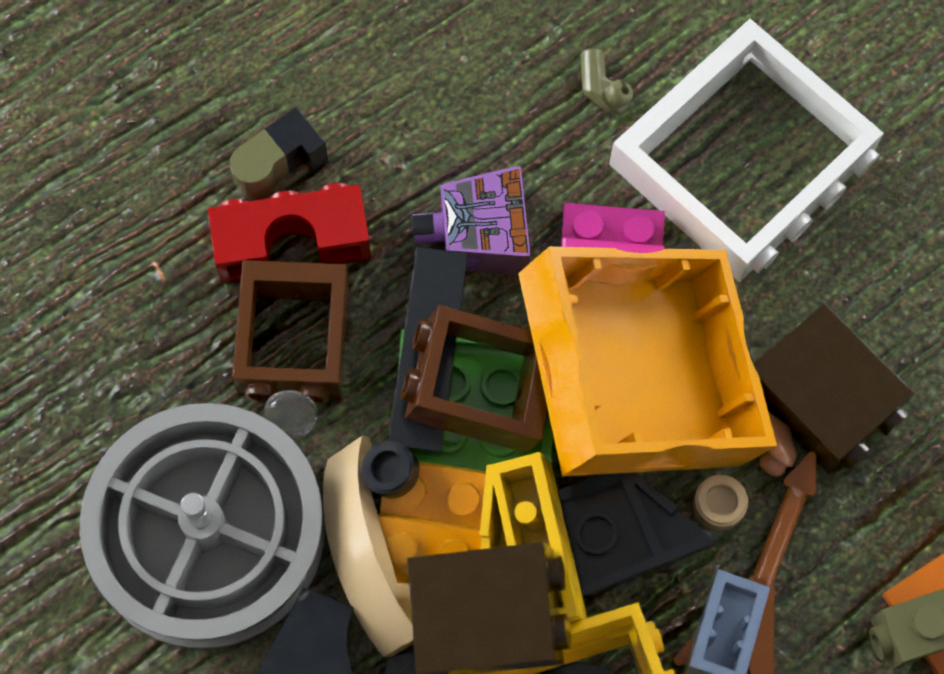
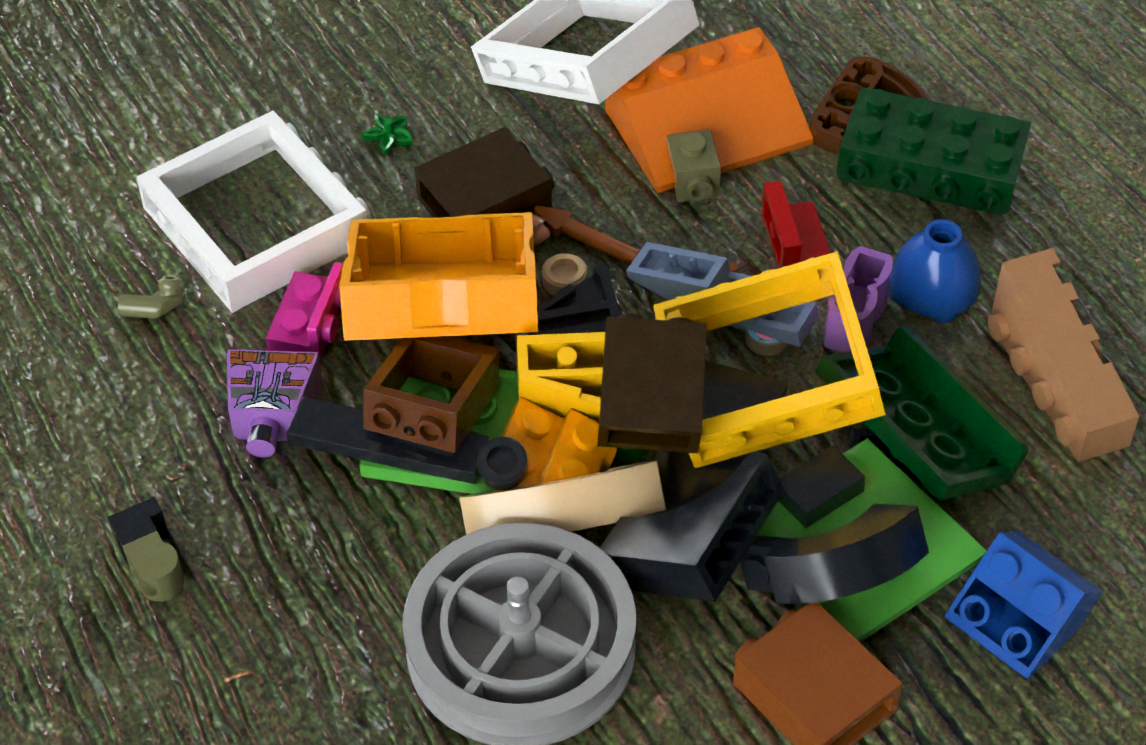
camera: 80 degrees left, 20 degrees down
(250, 229) = (232, 582): red arch -> none
(291, 282) = (333, 589): reddish brown window -> none
(291, 412) = (416, 555): clear piece -> none
(907, 269) = (389, 132): none -> green plant

